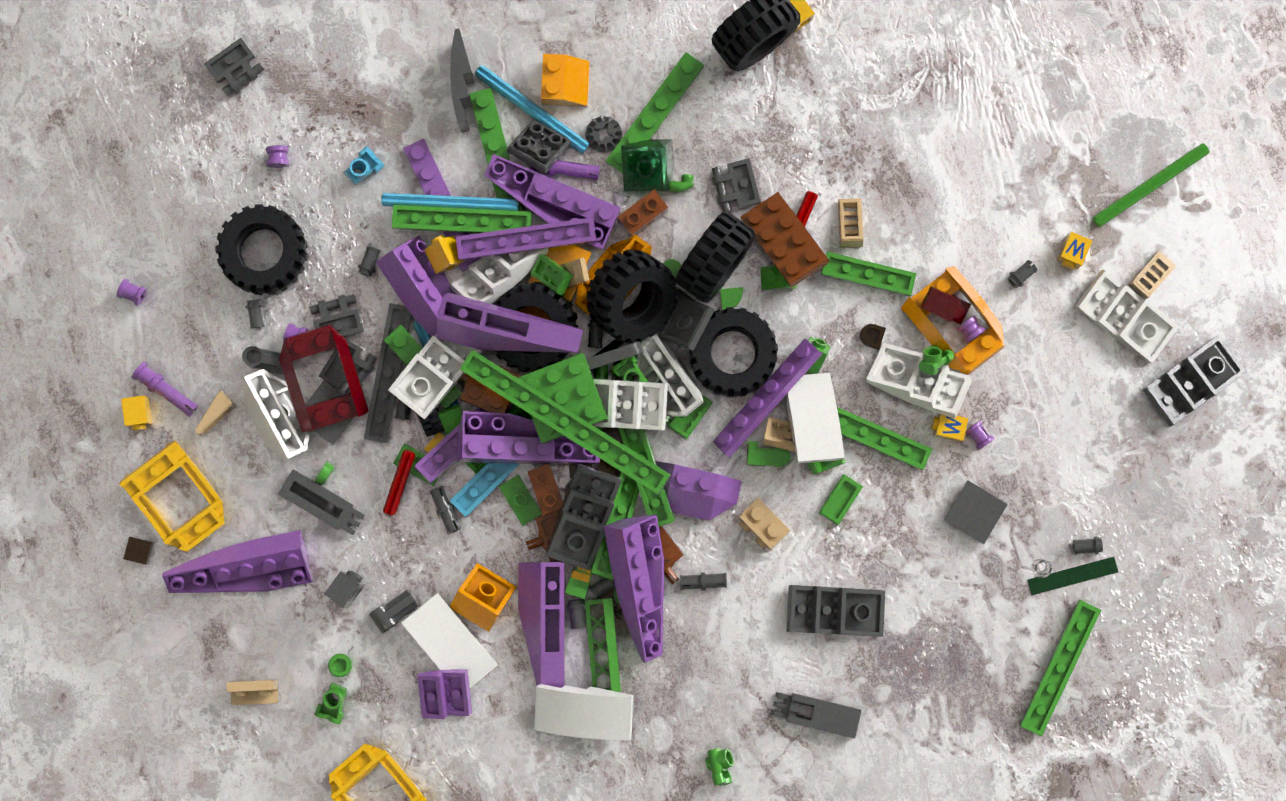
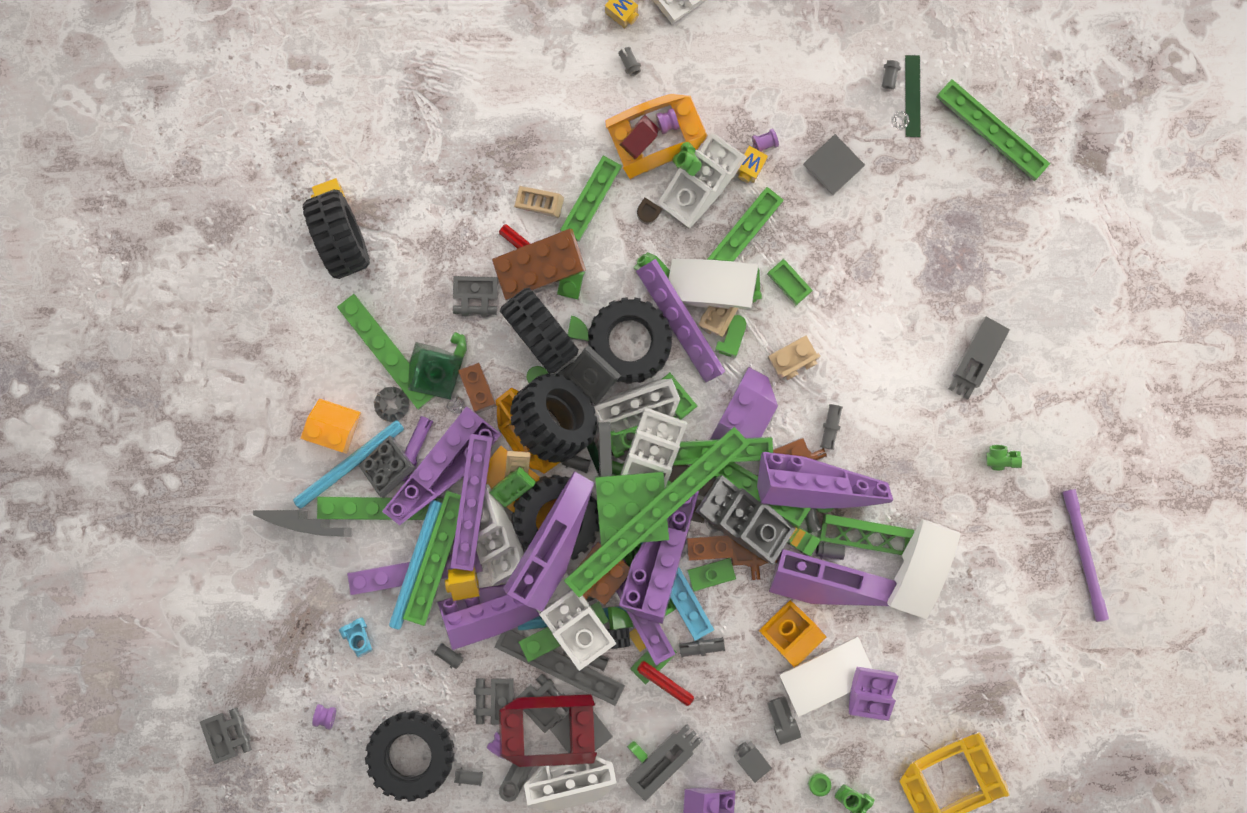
camera: 75 degrees left, 0 degrees up
(835, 610) = (889, 314): dark grey slope -> none

